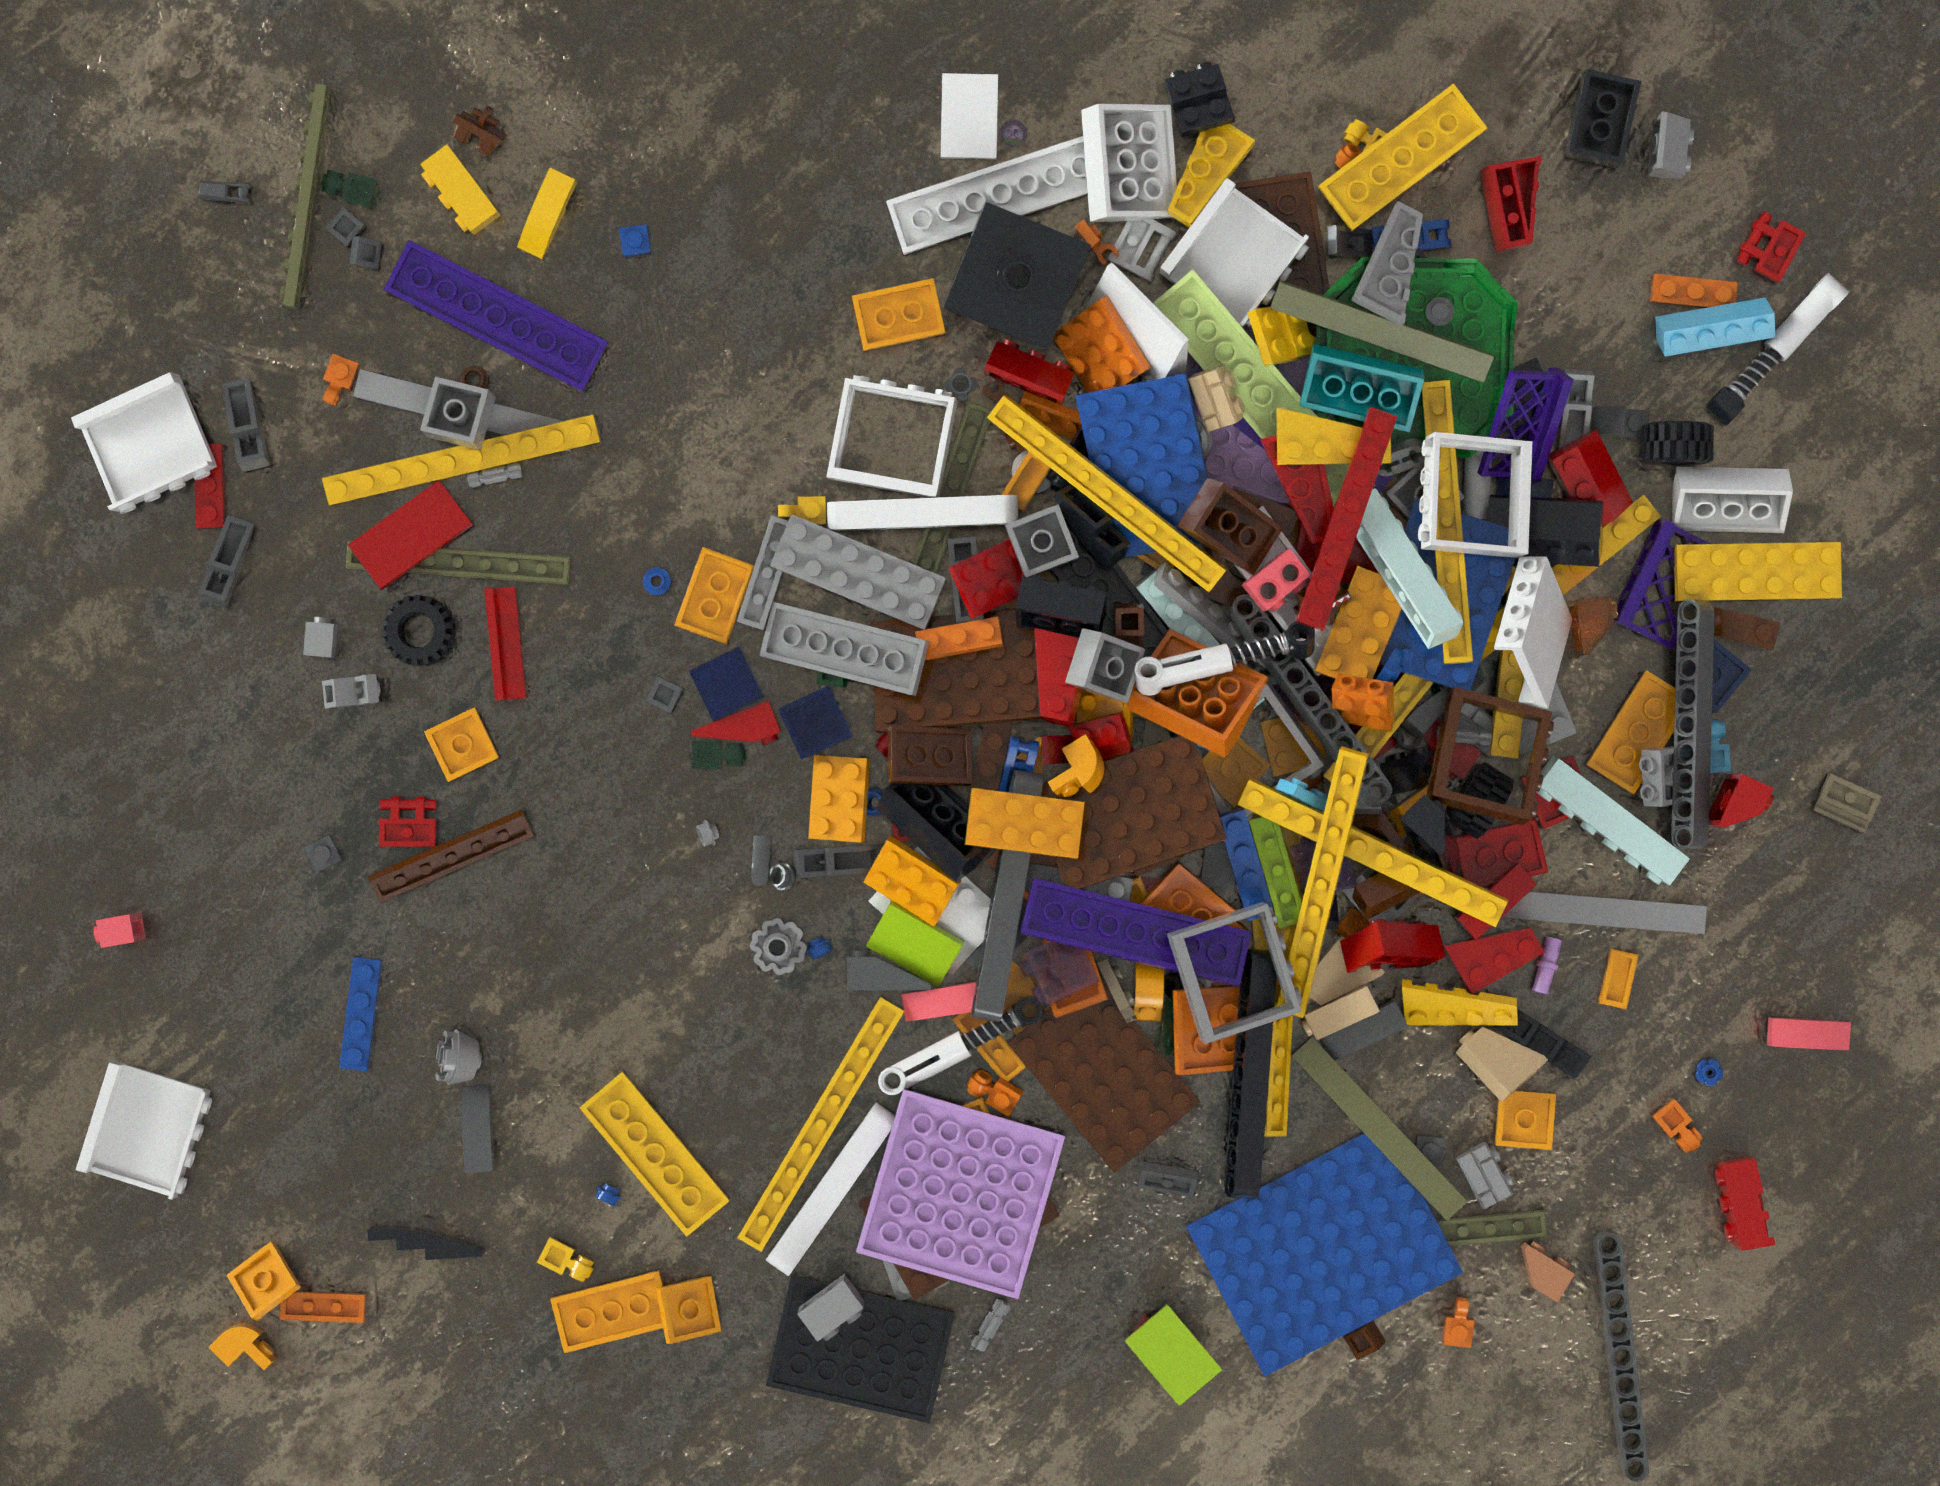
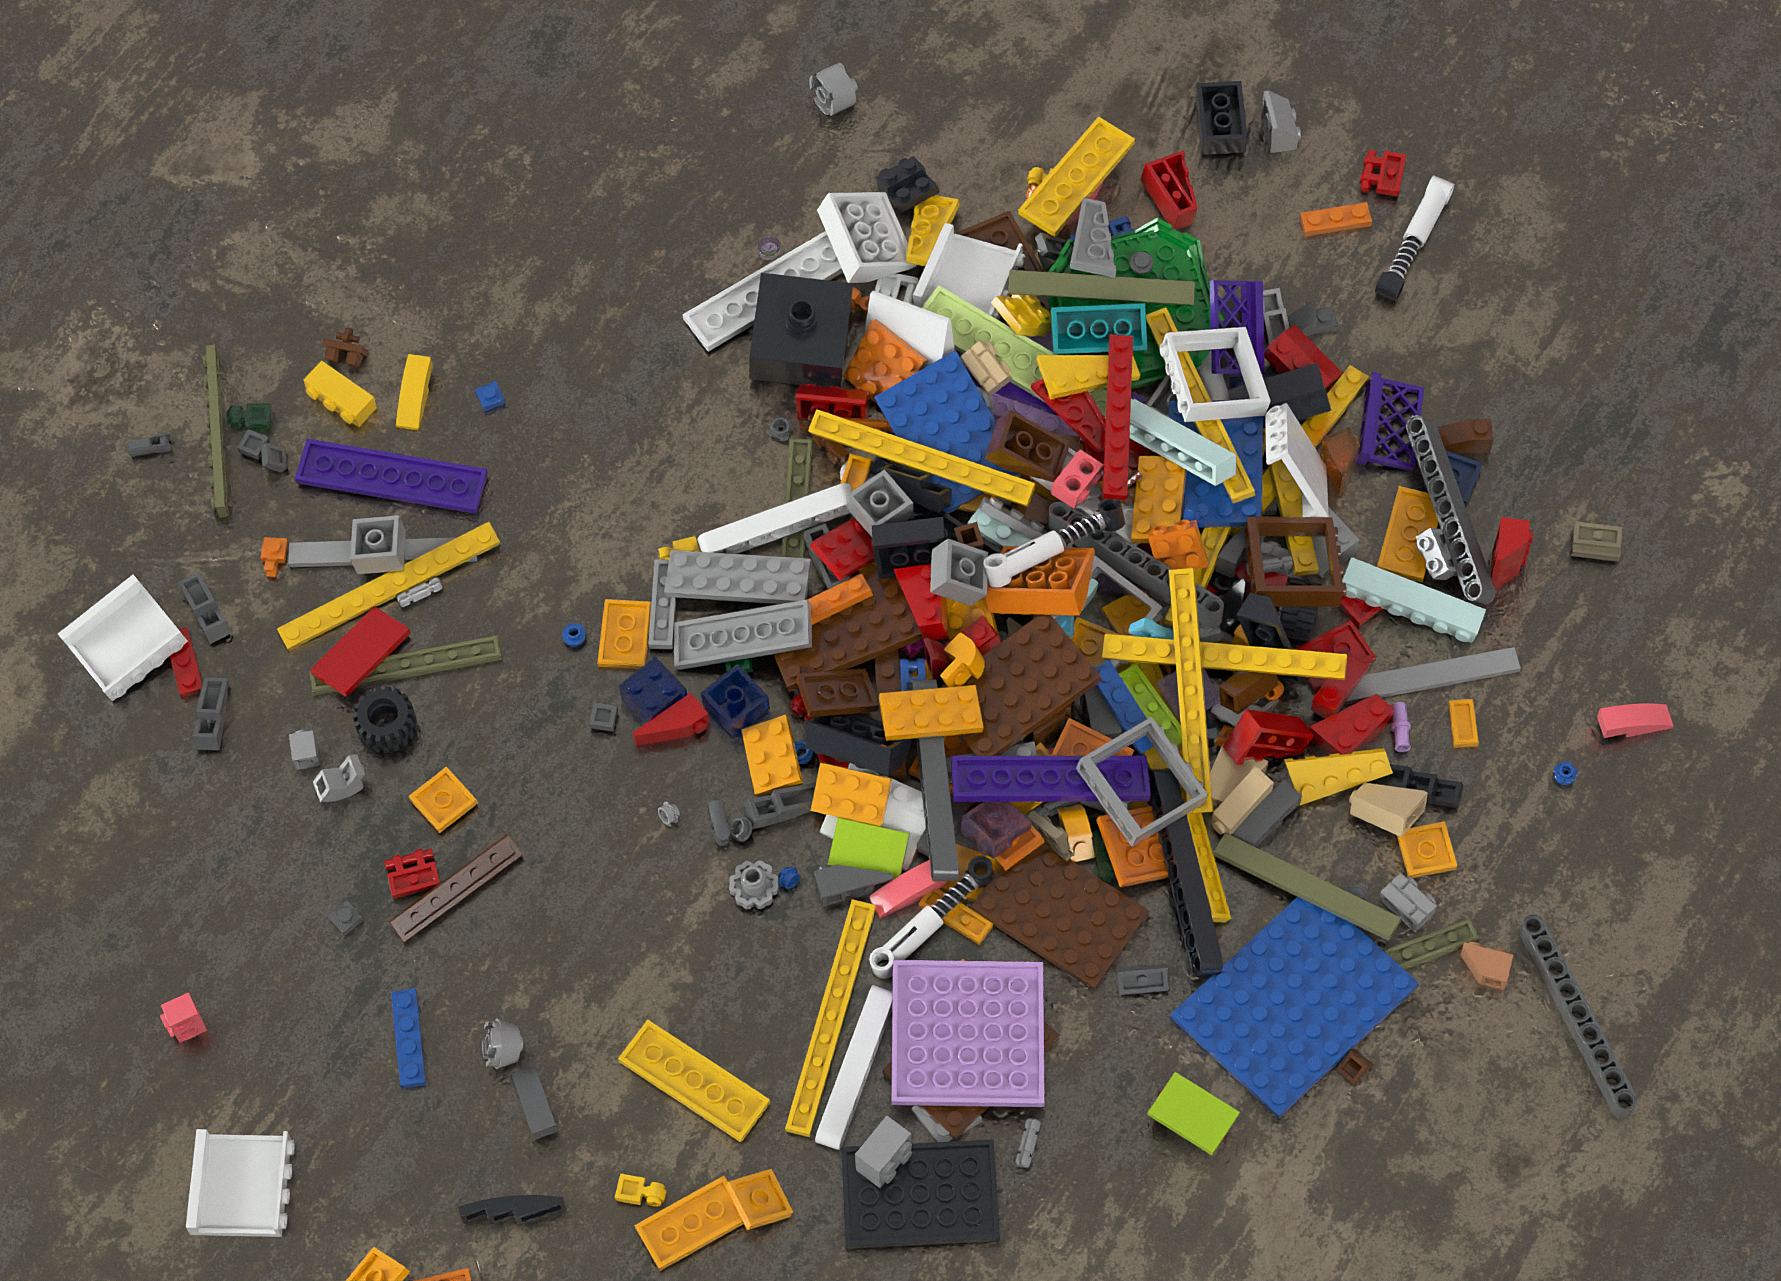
camera: 10 degrees left, 25 degrees down
(505, 643) = (461, 714): red fence -> none
(608, 1194) = (662, 1126): blue plate -> none
(709, 754) = (653, 751): clear green plate -> none
(890, 389) = (731, 444): white window -> none
(898, 314) = (716, 392): light orange plate -> none
(969, 116) = (731, 244): white tile -> none
(1002, 1095) = (977, 950): orange plate -> none
(1401, 458) = (1151, 382): light grey beam -> none
(1459, 1328) = (1431, 1034): orange plate -> none
(1673, 1120) = (1551, 816): orange plate -> none
(1677, 443) = (1361, 314): black tyre -> none
(1715, 327) = (1360, 233): medium azure brick -> none
(1719, 752) = (1481, 529): medium azure plate -> none
(1731, 499) = (1420, 349): white slope -> none
(1743, 1203) = (1633, 864): red wedge -> none
(1758, 571) = (1461, 393): yellow plate -> none

